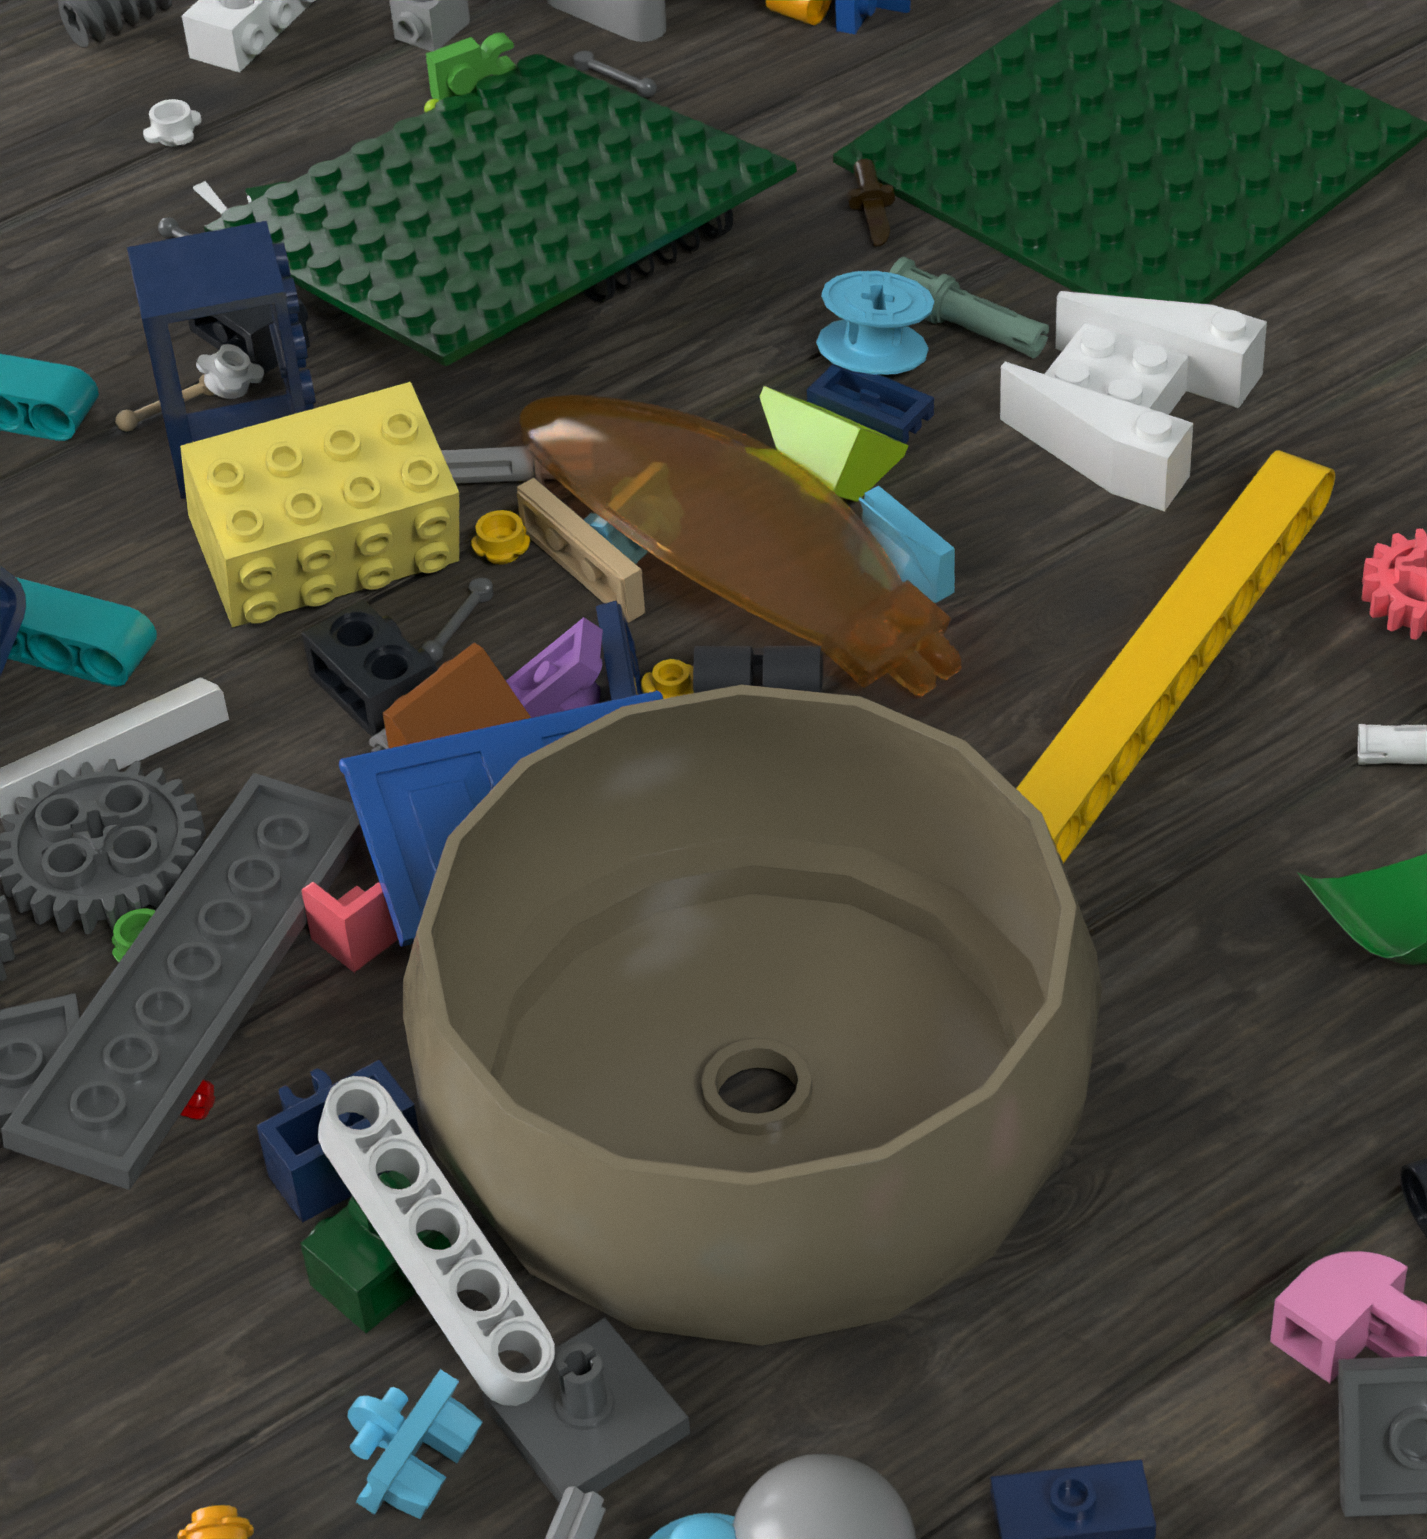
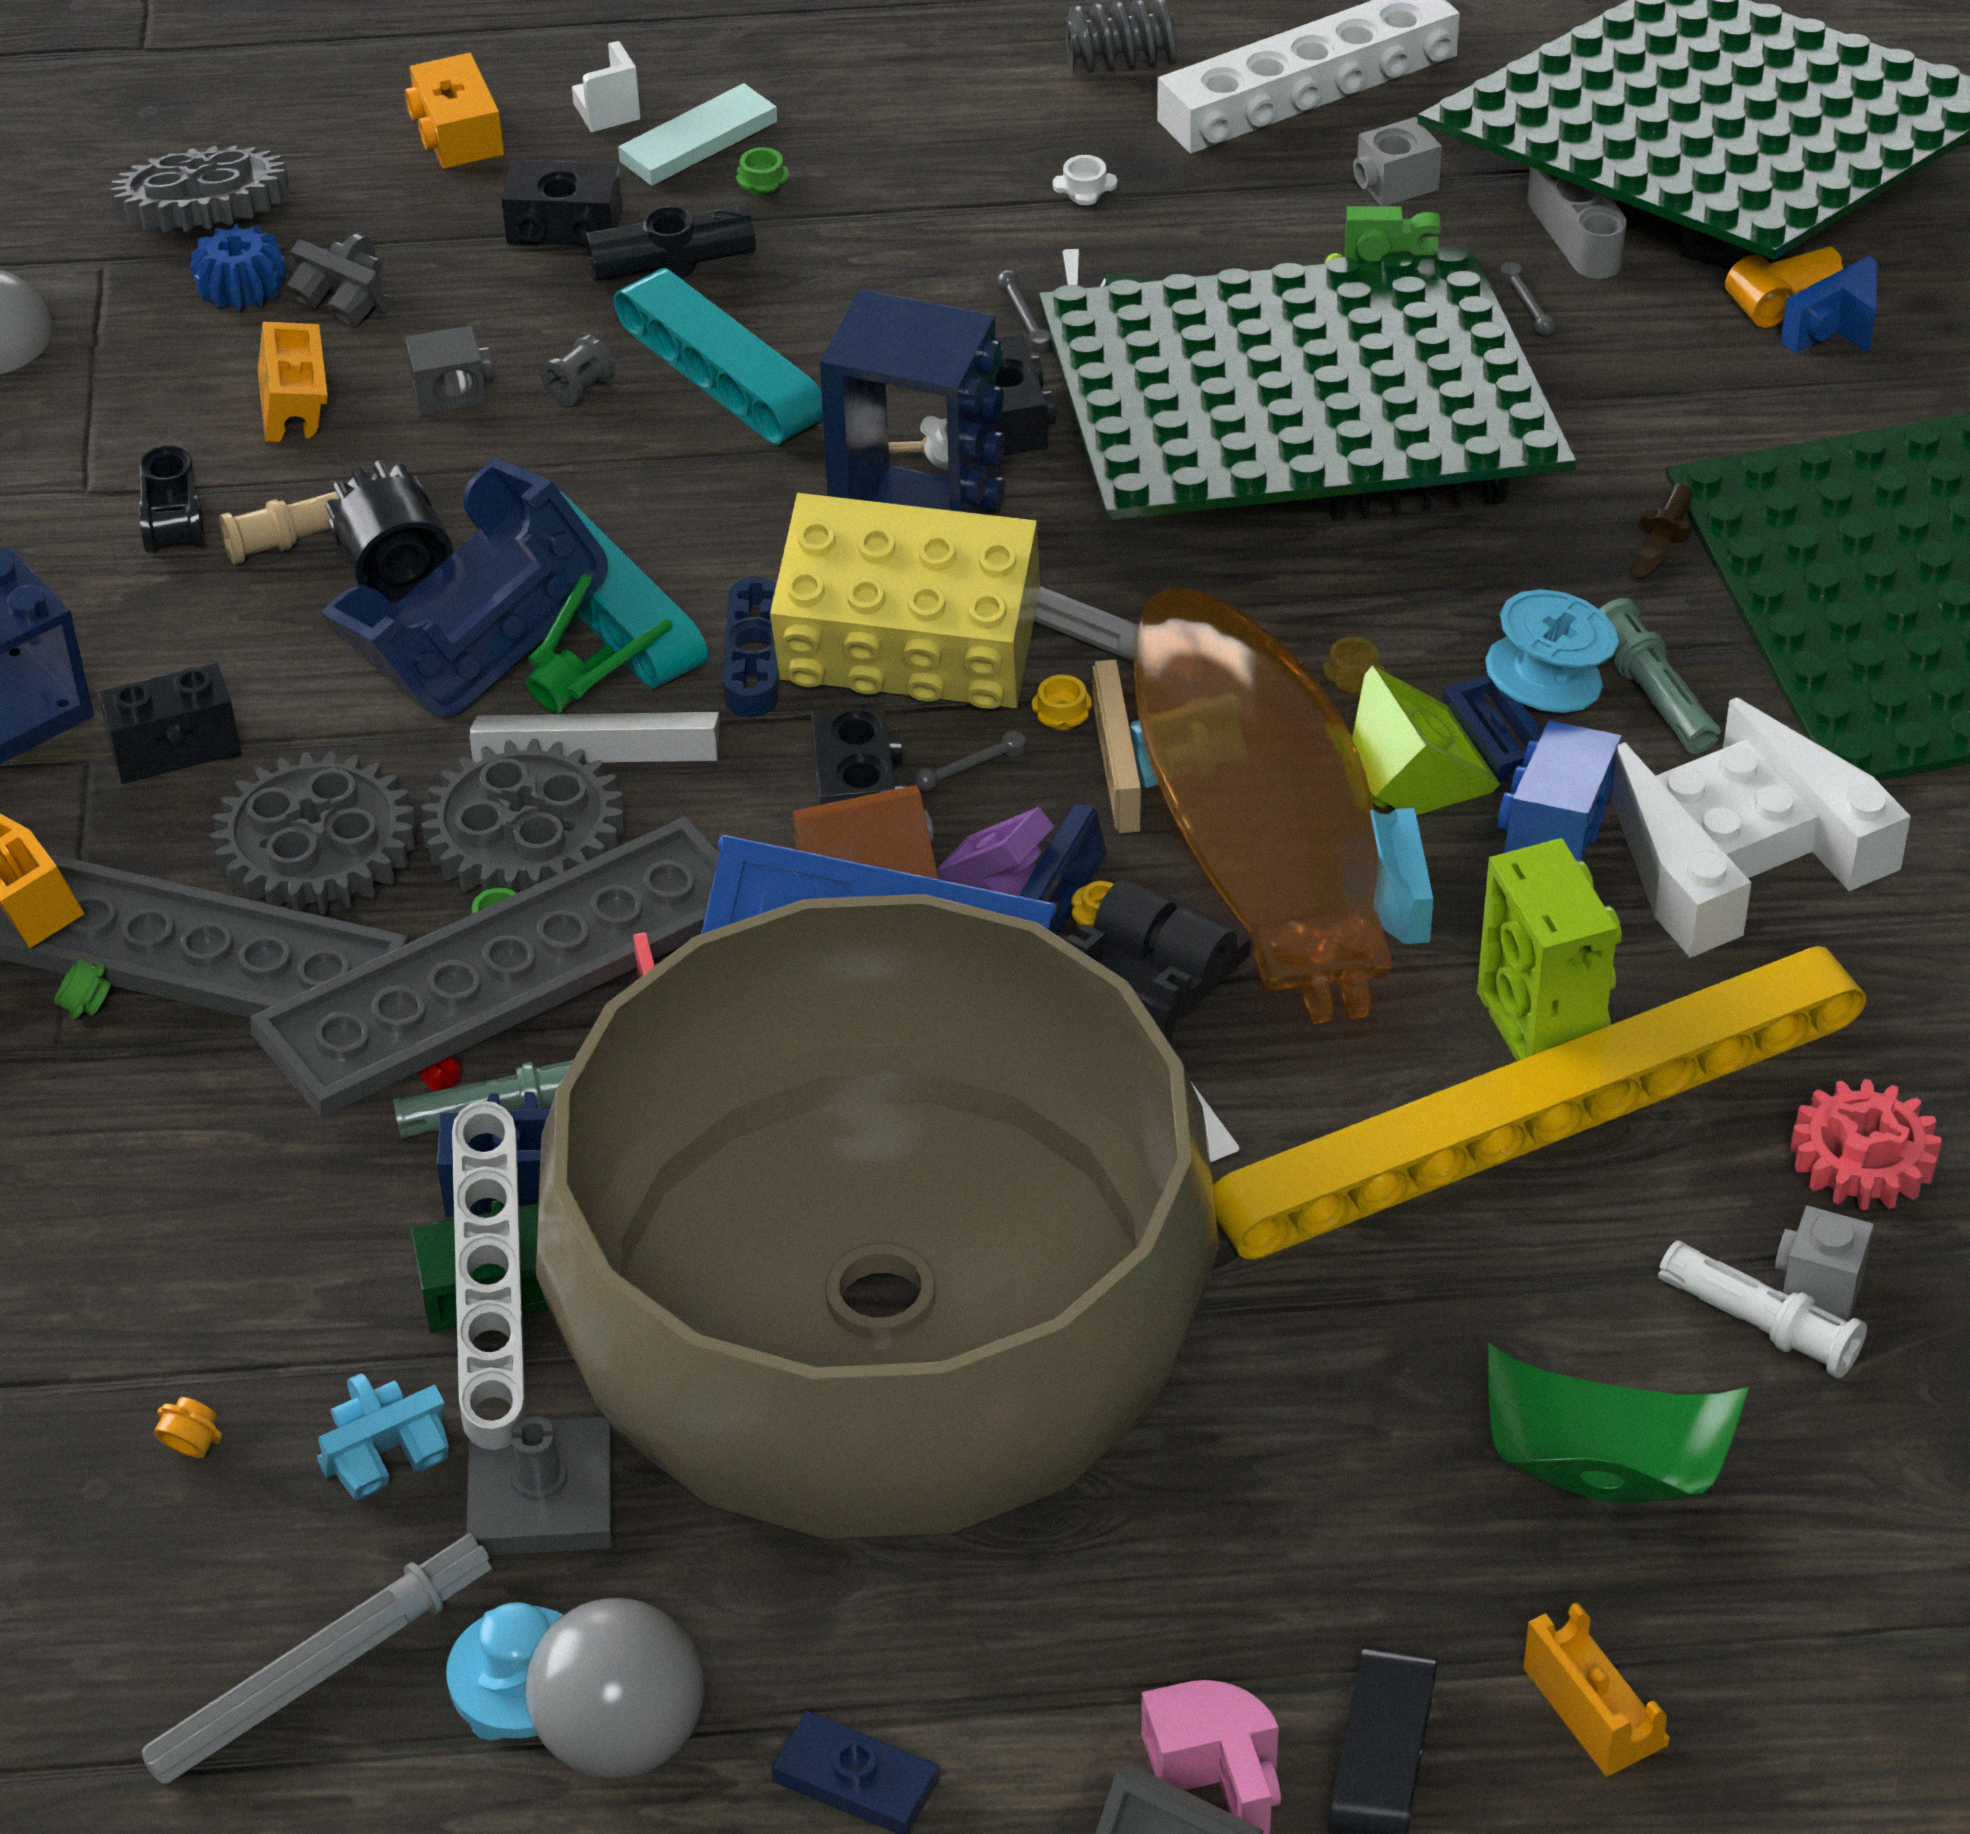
camera: 30 degrees right, 0 degrees up
(41, 704) = (564, 675): none -> green plant
(188, 629) = (739, 663): none -> dark blue beam
(328, 1049) = (422, 1111): none -> sand green pin
(718, 401) = (1350, 661): none -> clear yellow plate
(991, 448) = (1560, 789): none -> wedge
(1096, 545) = (1545, 949): none -> lime piece

